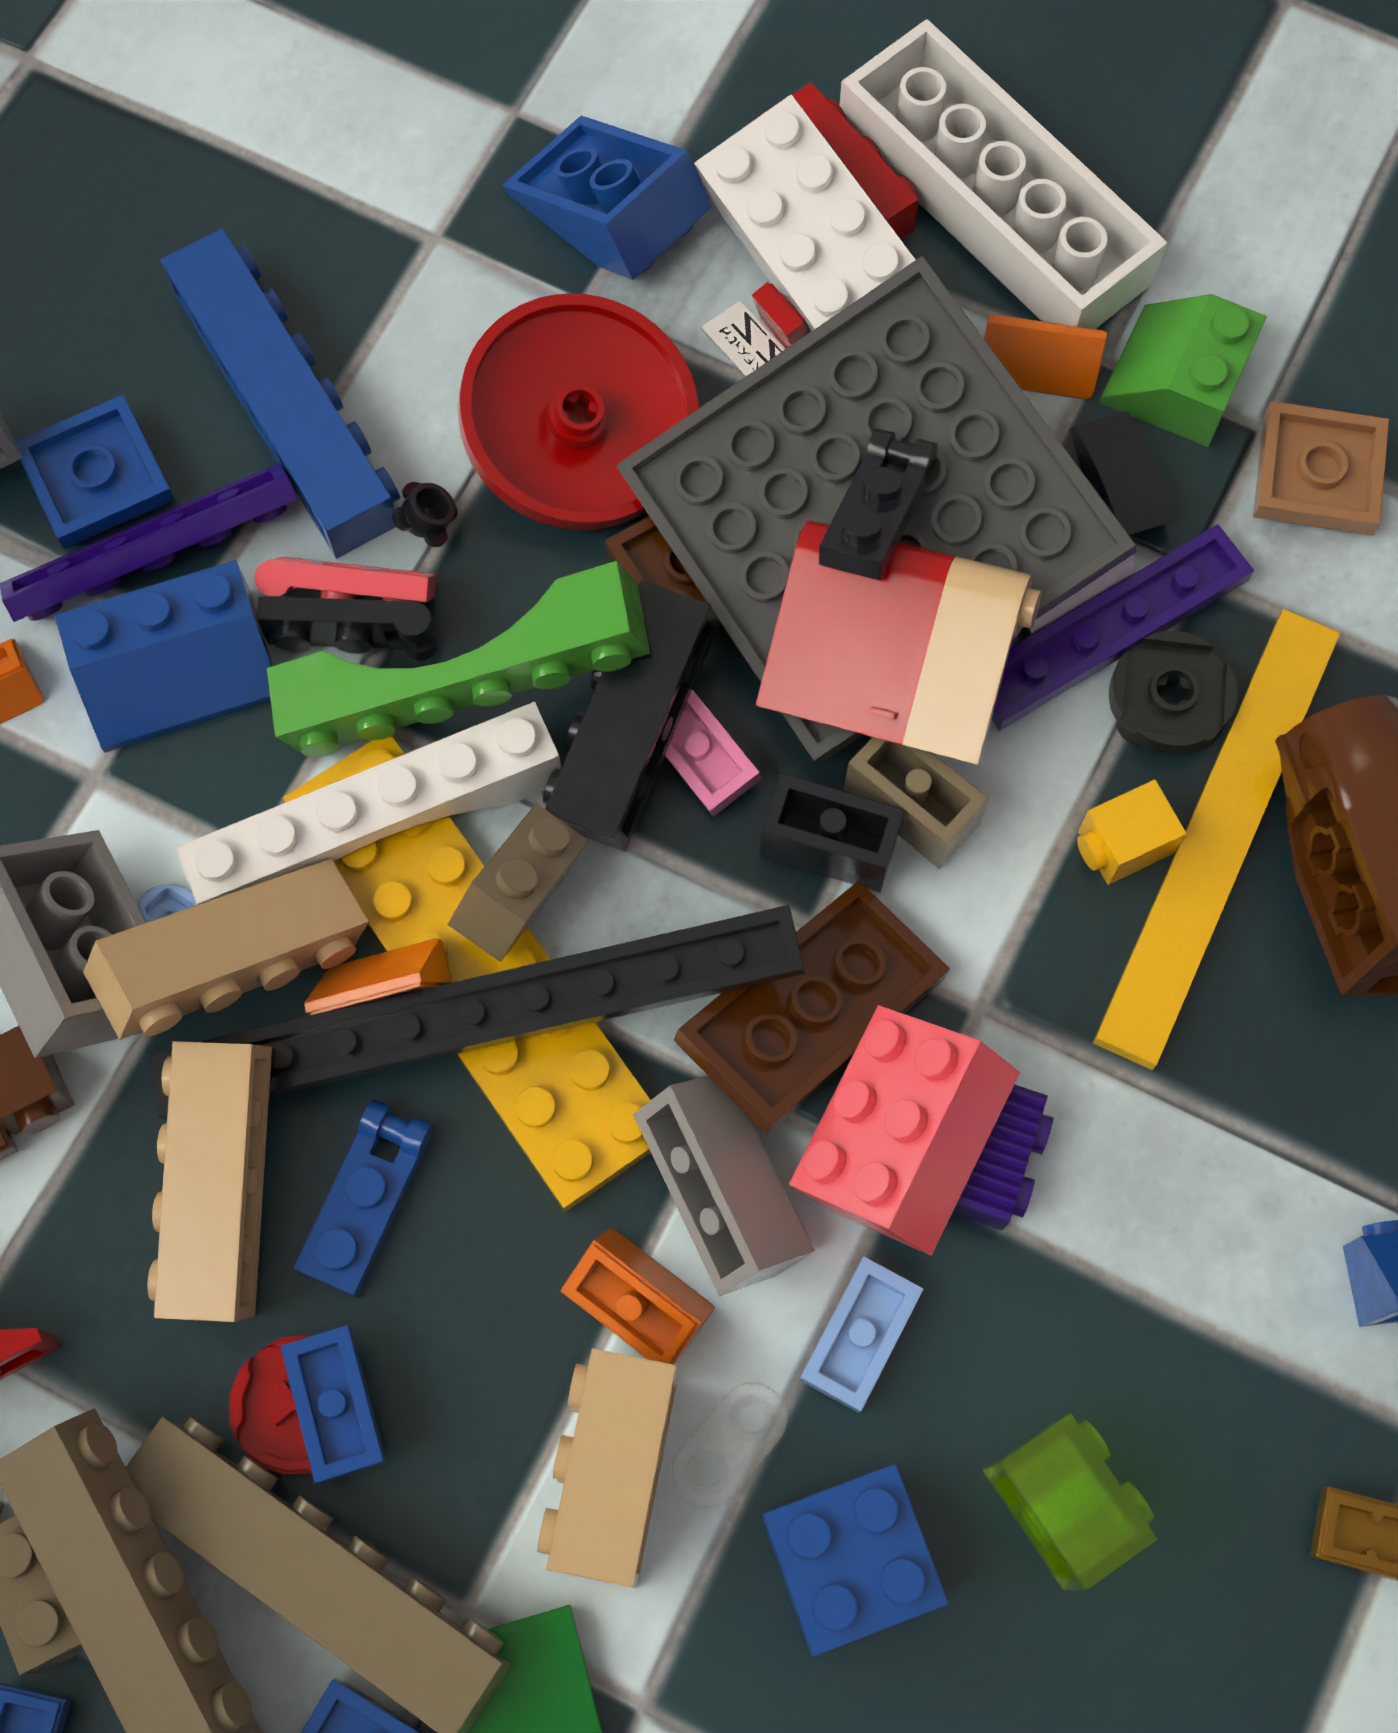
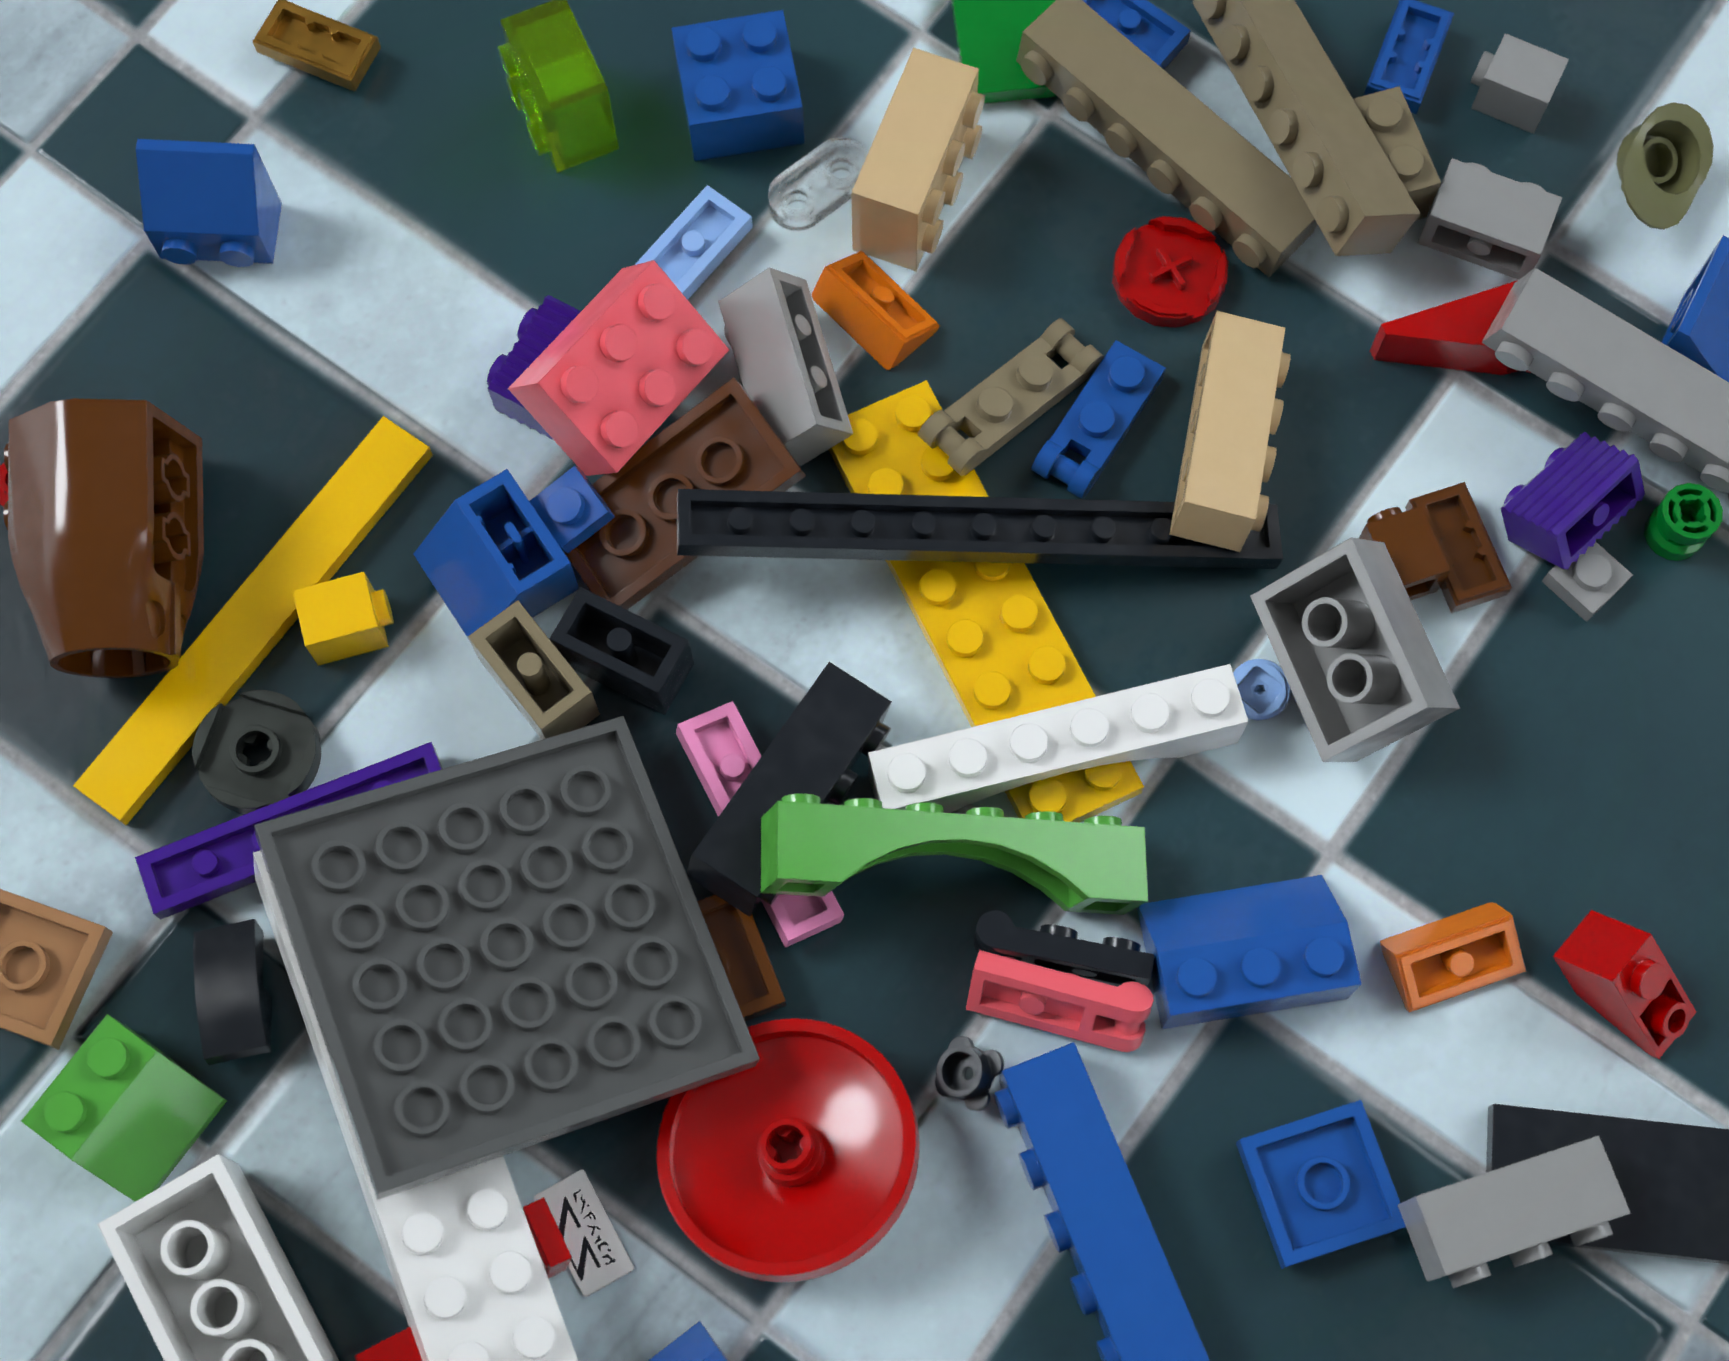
camera: 170 degrees left, 0 degrees up
(147, 544) = (1265, 1084): dark purple plate -> none
(224, 949) = (1205, 608): tan brick -> none
(333, 1404) = (1139, 247): blue plate -> none
(380, 977) = (1066, 583): orange slope -> none
(463, 1195) = (1011, 398): none -> dark tan plate
(517, 882) = (924, 641): dark tan brick -> none
(878, 505) = (500, 902): black plate -> none
(899, 654) = (515, 786): door -> none
(920, 972) = (571, 509): none -> blue plate
(984, 914) = (492, 553): none -> blue slope
(1047, 355) = (276, 1148): orange slope -> none

